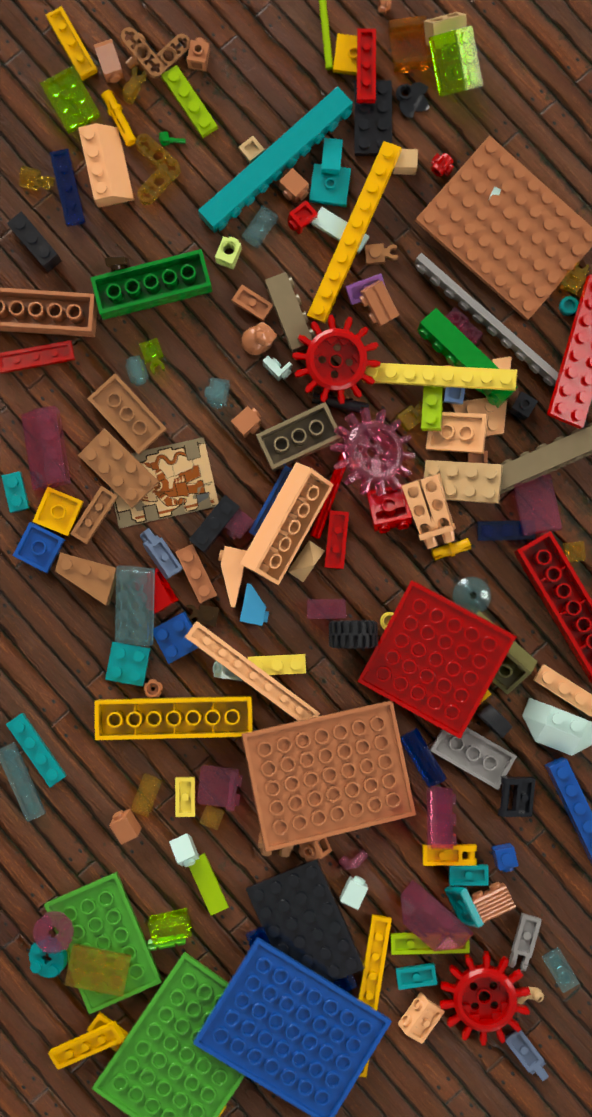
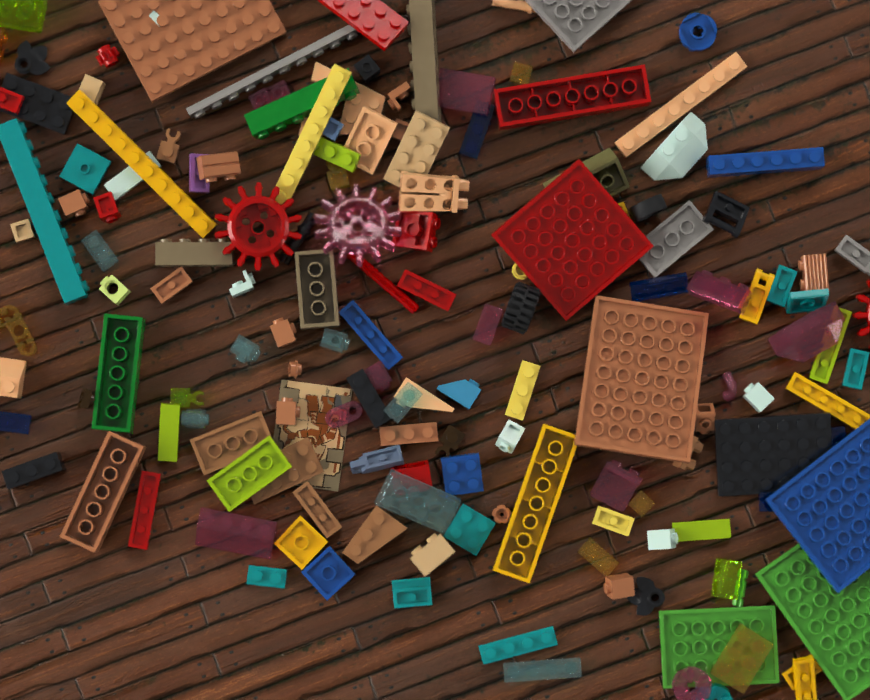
camera: 65 degrees left, 0 degrees up
(49, 632) = (412, 592): none -> teal plate
(89, 637) = (432, 554): none -> tan brick
(103, 439) = (249, 473): none -> lime plate
(115, 351) = (169, 432): none -> lime tile
(124, 852) = (643, 594): none -> black plate
(174, 453) = (287, 412): none -> nougat brick
(191, 506) = (343, 413): none -> clear pink plate
(217, 445) = (294, 369): none -> nougat plate
(221, 556) = (402, 402): none -> clear light blue plate
(250, 673) = (521, 417): light nougat plate -> none
(257, 472) = (335, 340): none -> clear light blue brick
(258, 339) = (208, 292): nougat hair -> none
(287, 523) = (395, 330): light nougat brick -> none
(306, 561) = (435, 326): tan slope -> none
(332, 156) = (58, 156): teal tile -> none
(451, 549) = (475, 187): yellow pin -> none
(462, 592) = (515, 183): clear light blue dish -> none
(504, 857) = (777, 246): blue brick -> none
(512, 445) = (400, 93): none -> nougat bracket

